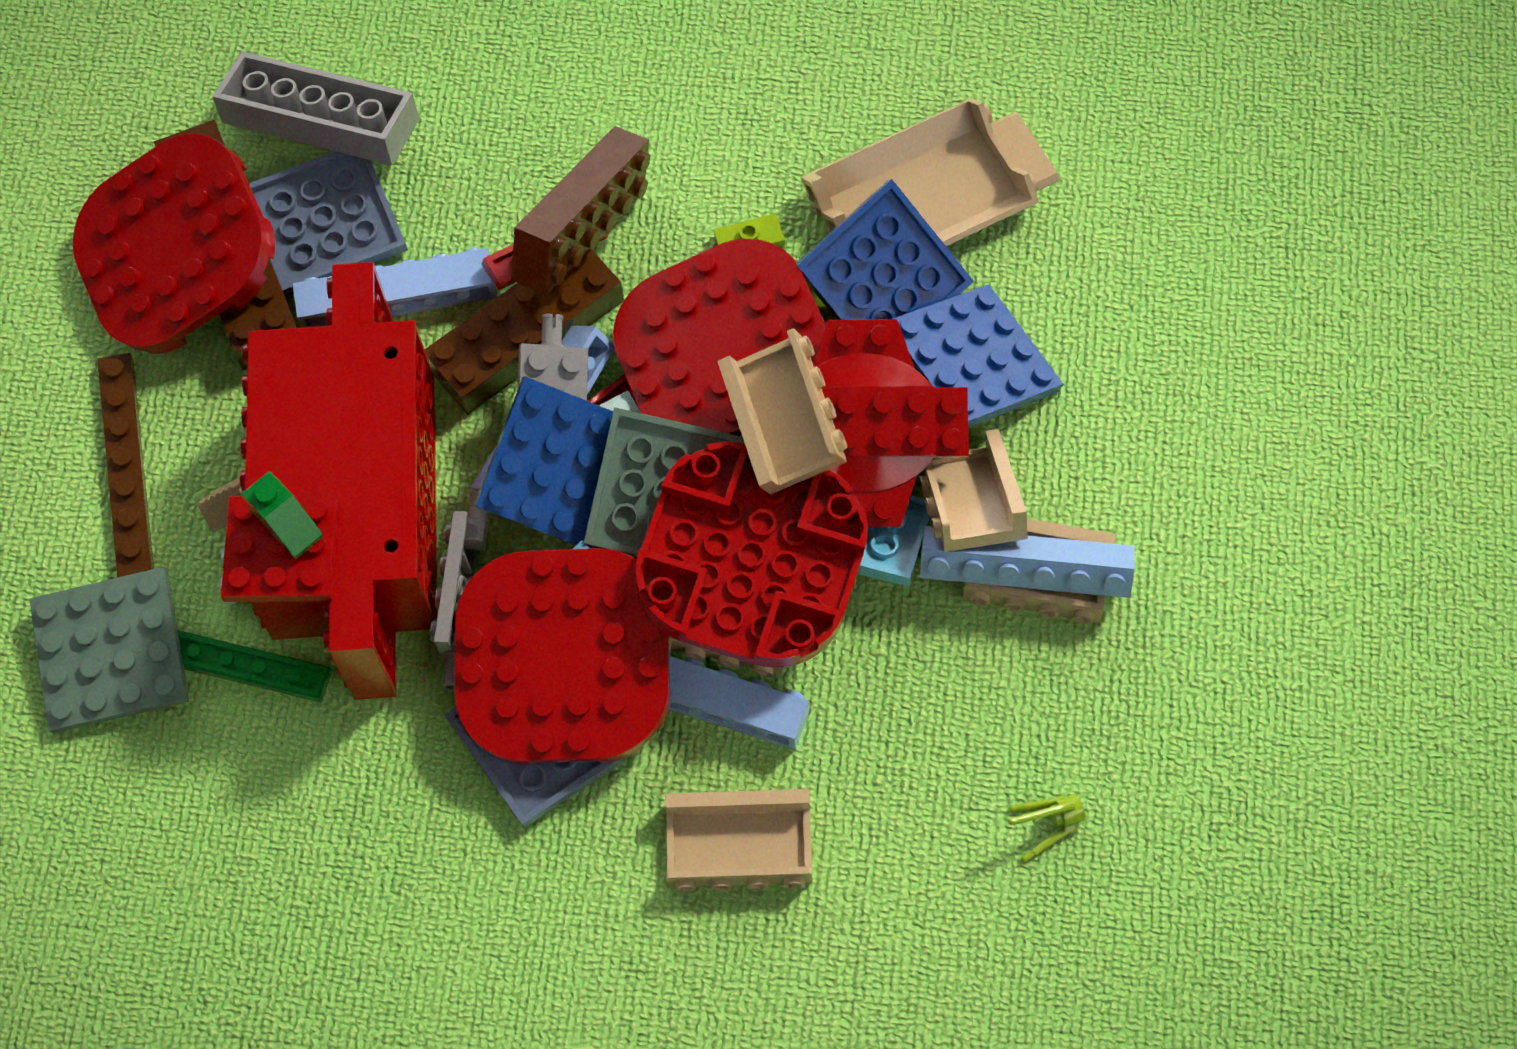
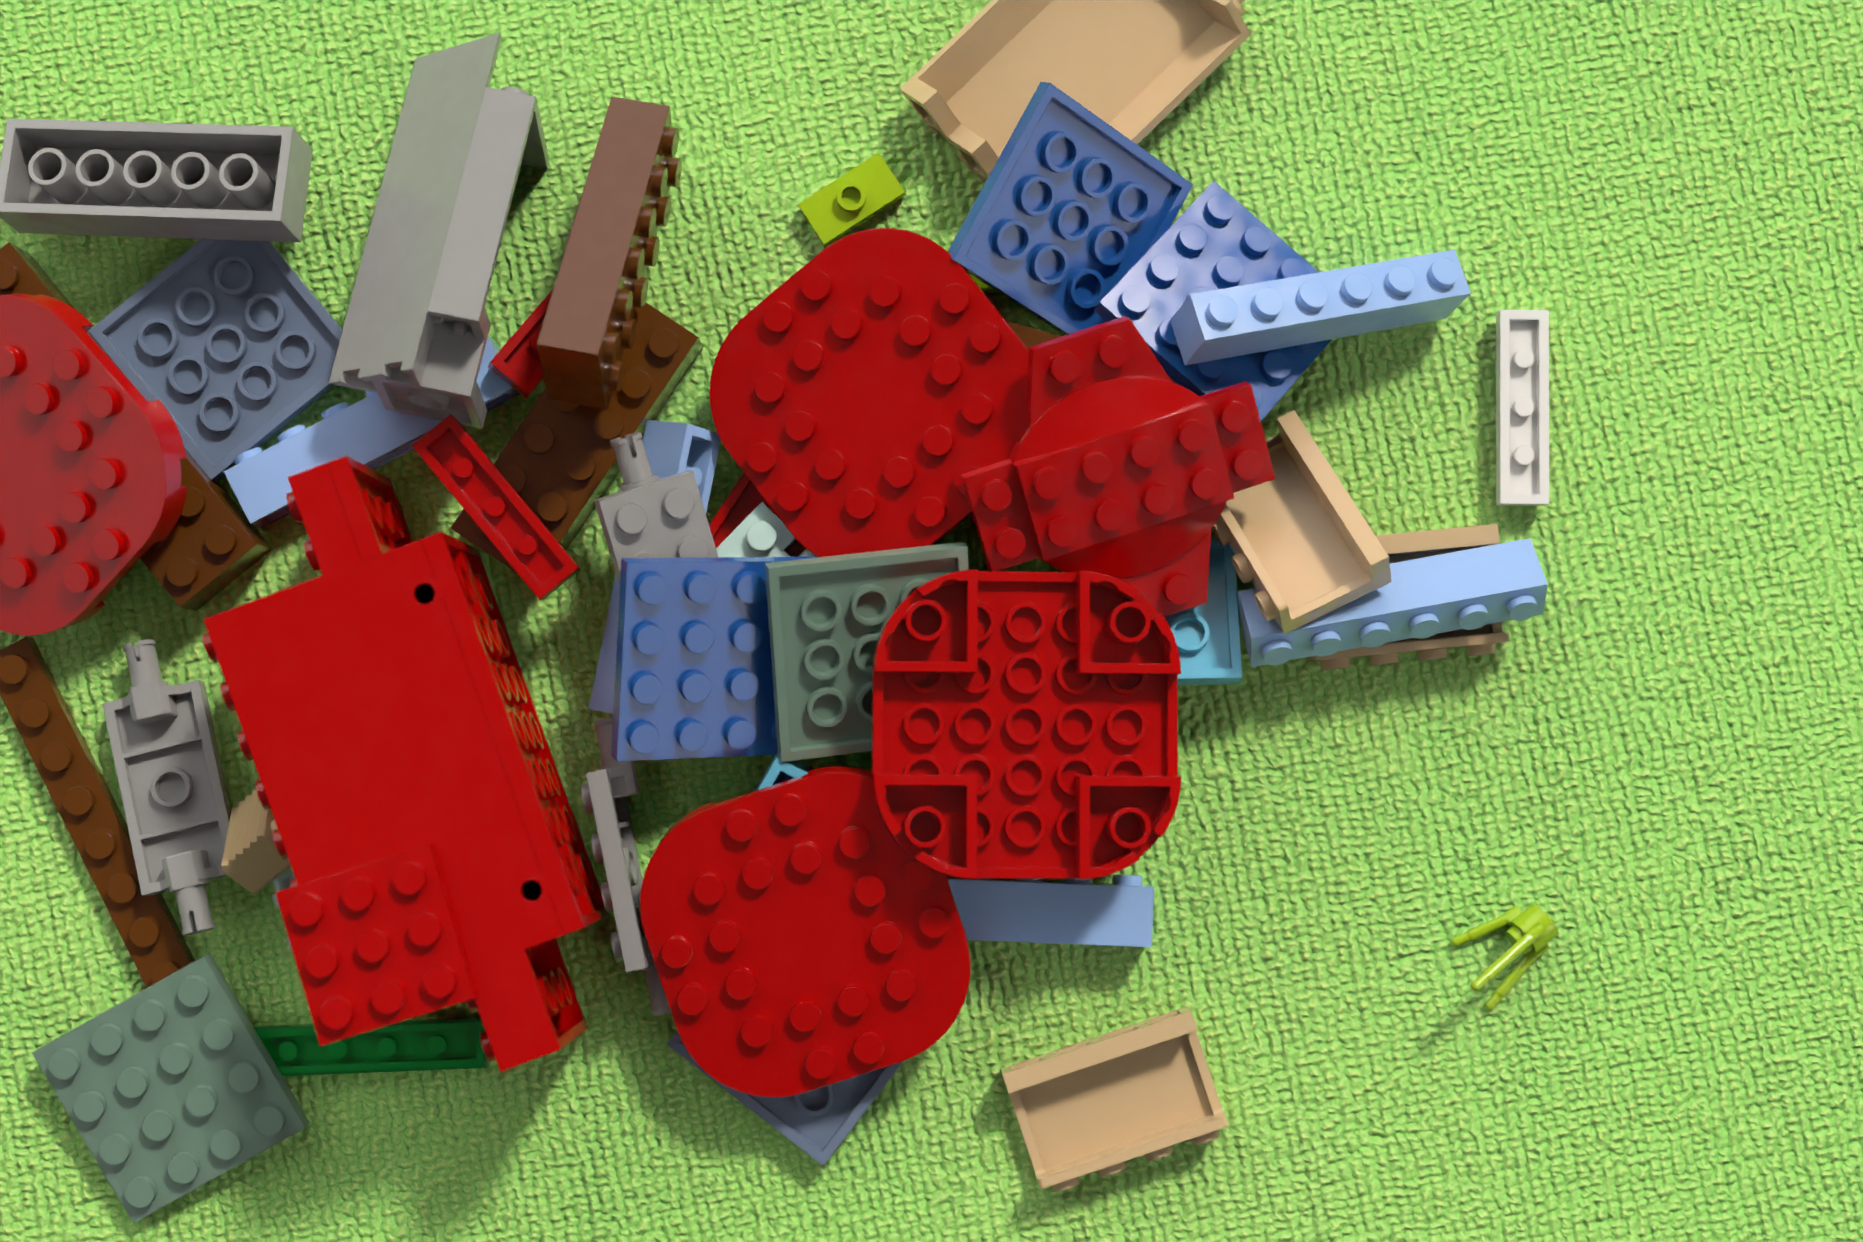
camera: 25 degrees left, 20 degrees up
(184, 462) = (170, 785): none -> light grey plate
(282, 515) = (367, 914): green slope -> none
(455, 201) = (436, 236): none -> light grey panel
(456, 340) = (496, 507): none -> red plate
(783, 413) = (1013, 513): tan panel -> none
(1031, 363) = (1318, 306): none -> light blue brick
(1156, 474) = (1522, 407): none -> white plate

